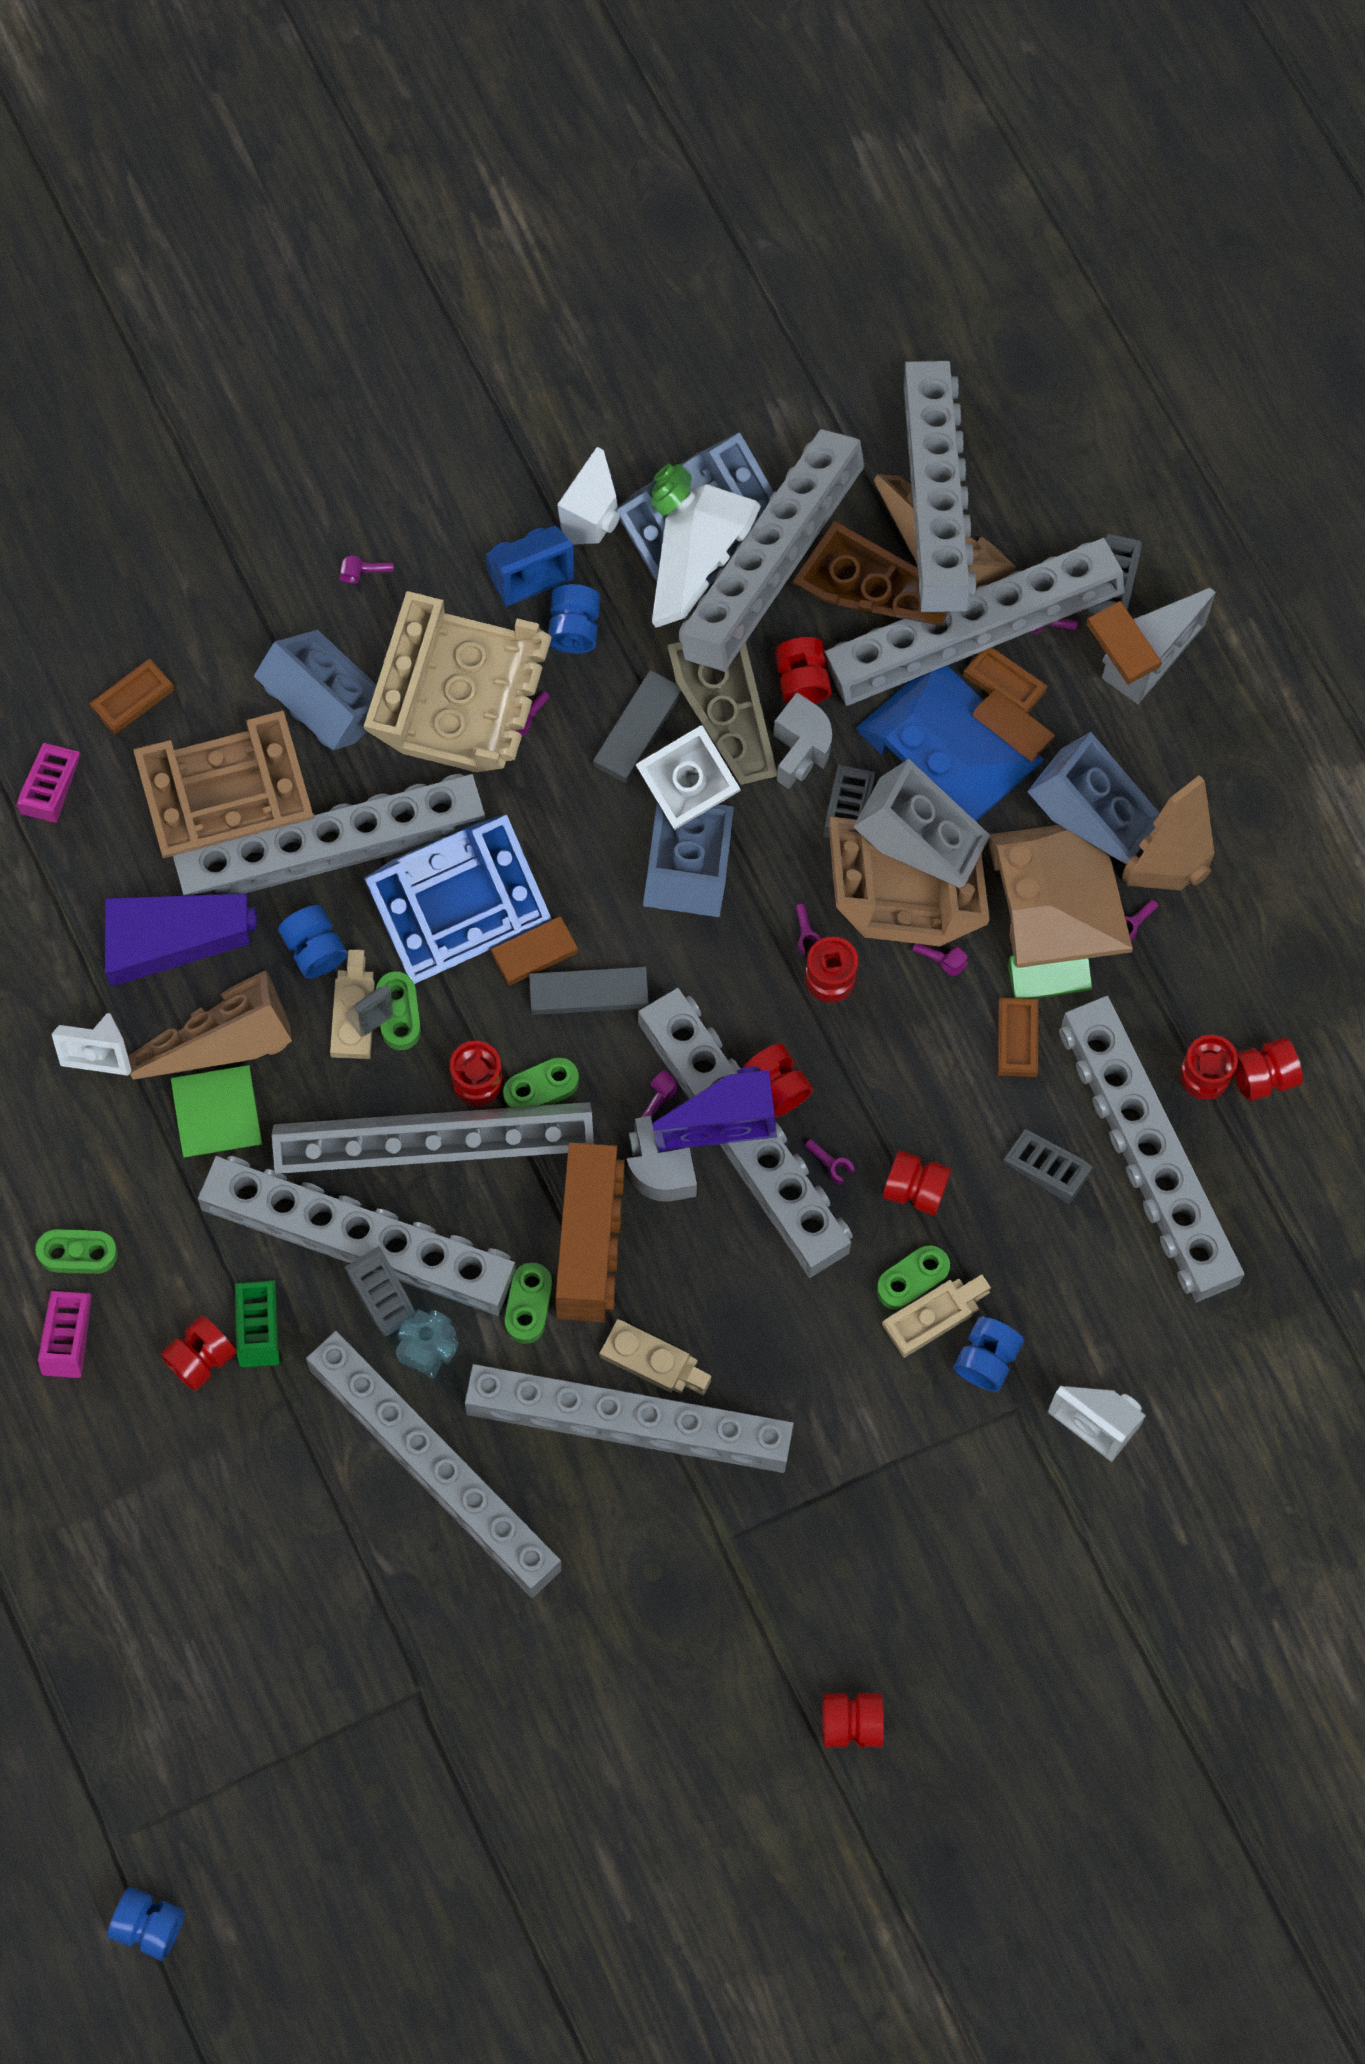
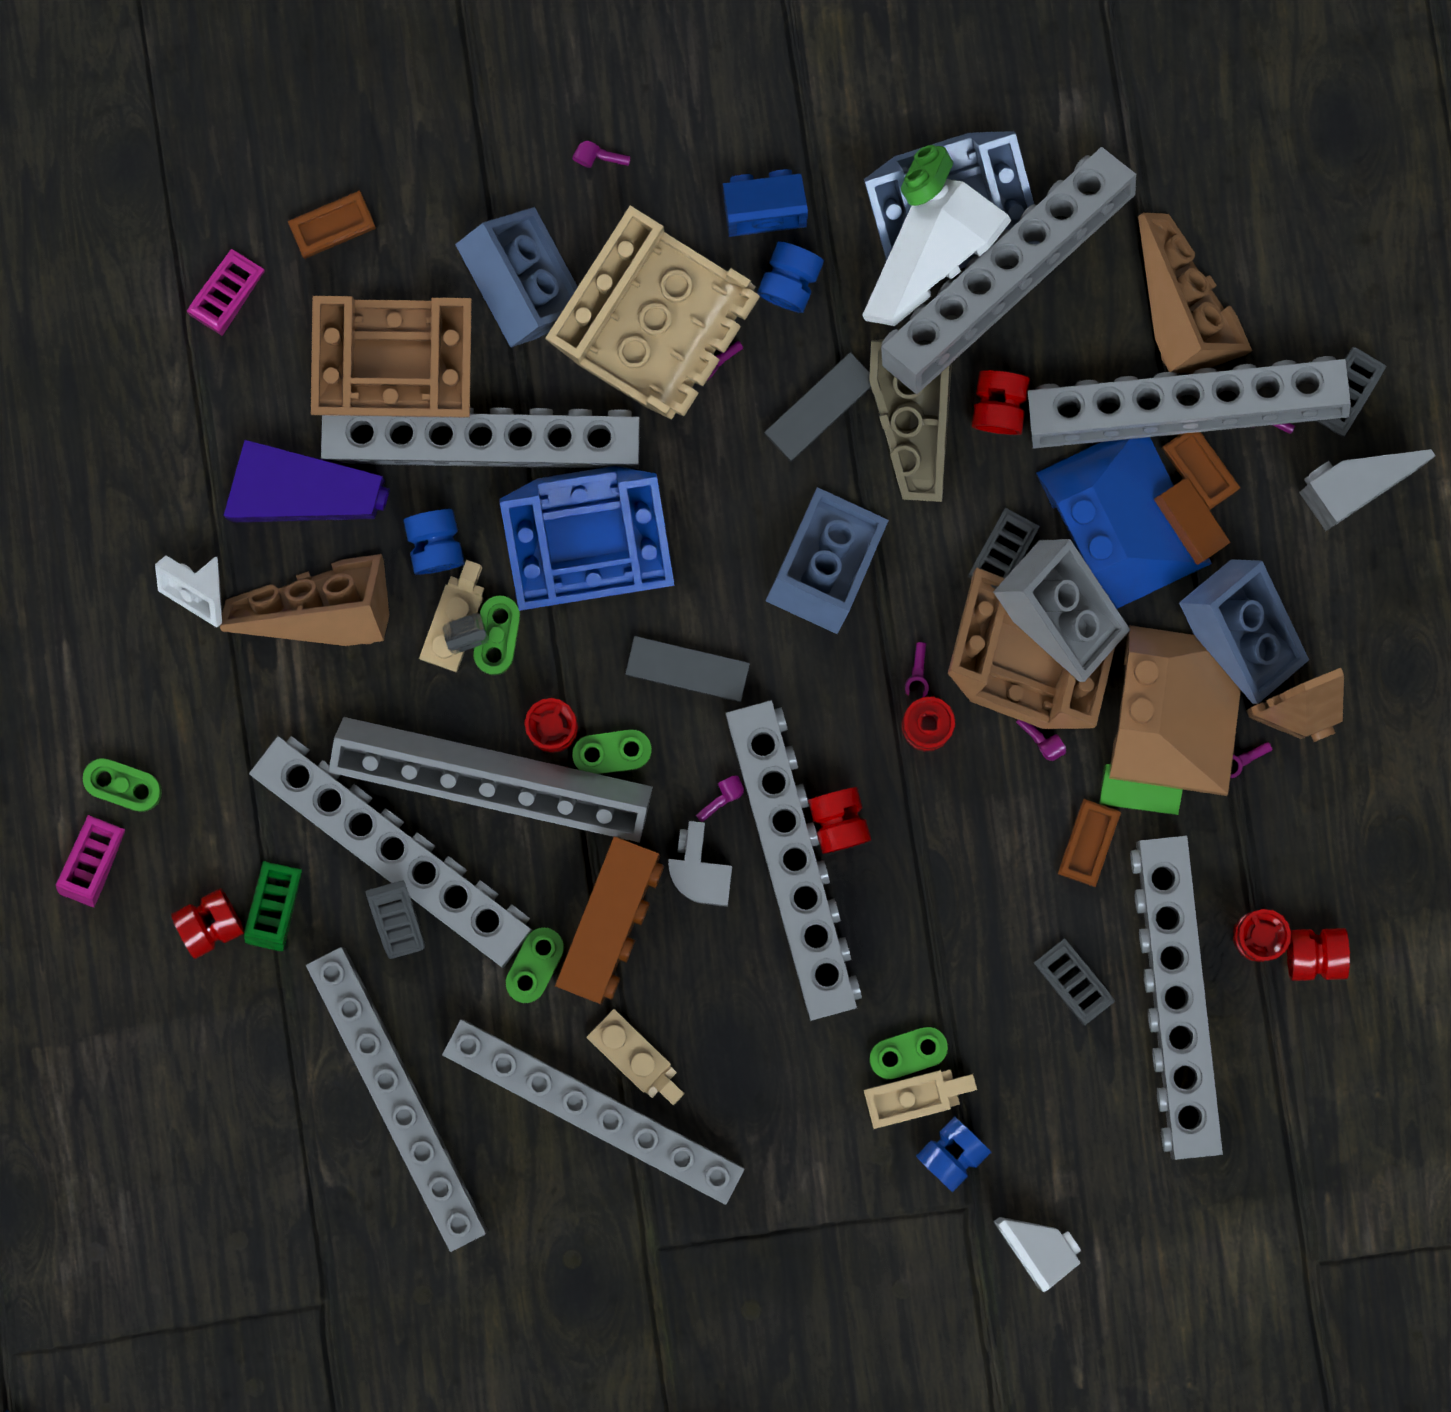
camera: 20 degrees right, 15 degrees up
(216, 1111) = (293, 684): bright green slope -> none
(423, 1354) = (411, 983): clear light blue brick -> none
(534, 951) = (647, 612): dark orange tile -> none
(589, 503) = (843, 163): white slope -> none
(688, 777) = (851, 485): white slope -> none
(726, 1112) = (779, 851): dark purple slope -> none
(808, 733) = (986, 467): light grey brick -> none
(830, 1162) = (864, 911): magenta hand -> none
(863, 577) = (1093, 328): reddish brown wedge -> none
(916, 1182) = (940, 964): red wheel -> none
(936, 487) = (1157, 373): light grey brick -> none
(1124, 642) = (1323, 485): dark orange tile -> none

